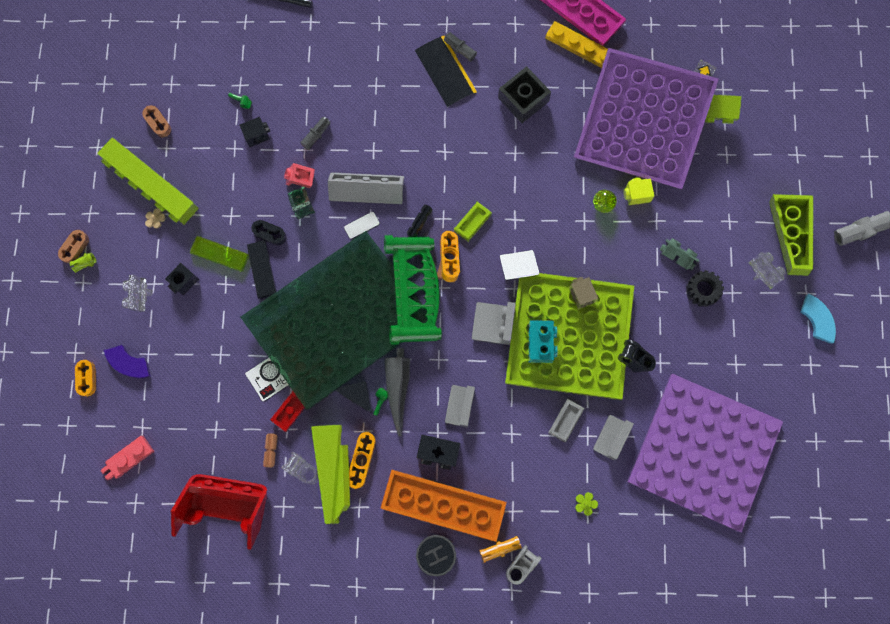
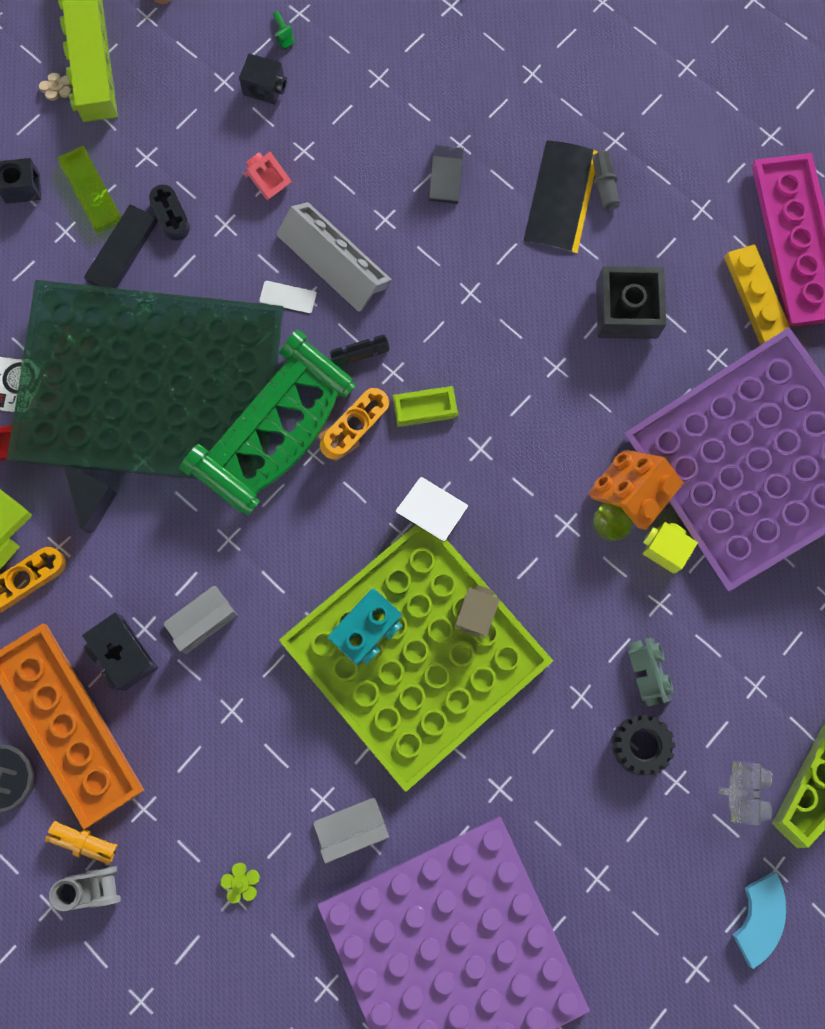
camera: 30 degrees right, 0 degrees up
(300, 203) = (237, 208): slope -> none
(315, 133) = (332, 140): dark grey axle -> none
(382, 395) = (120, 523): green hand -> none
(383, 104) = (446, 174): none -> black slope
(397, 379) = (153, 521): dark grey piece -> none
(493, 323) = (334, 552): light grey bracket -> none
(566, 420) = (312, 755): light grey tile -> none
(601, 175) = (639, 485): none -> orange bracket
(636, 357) = (471, 756): black piece -> none

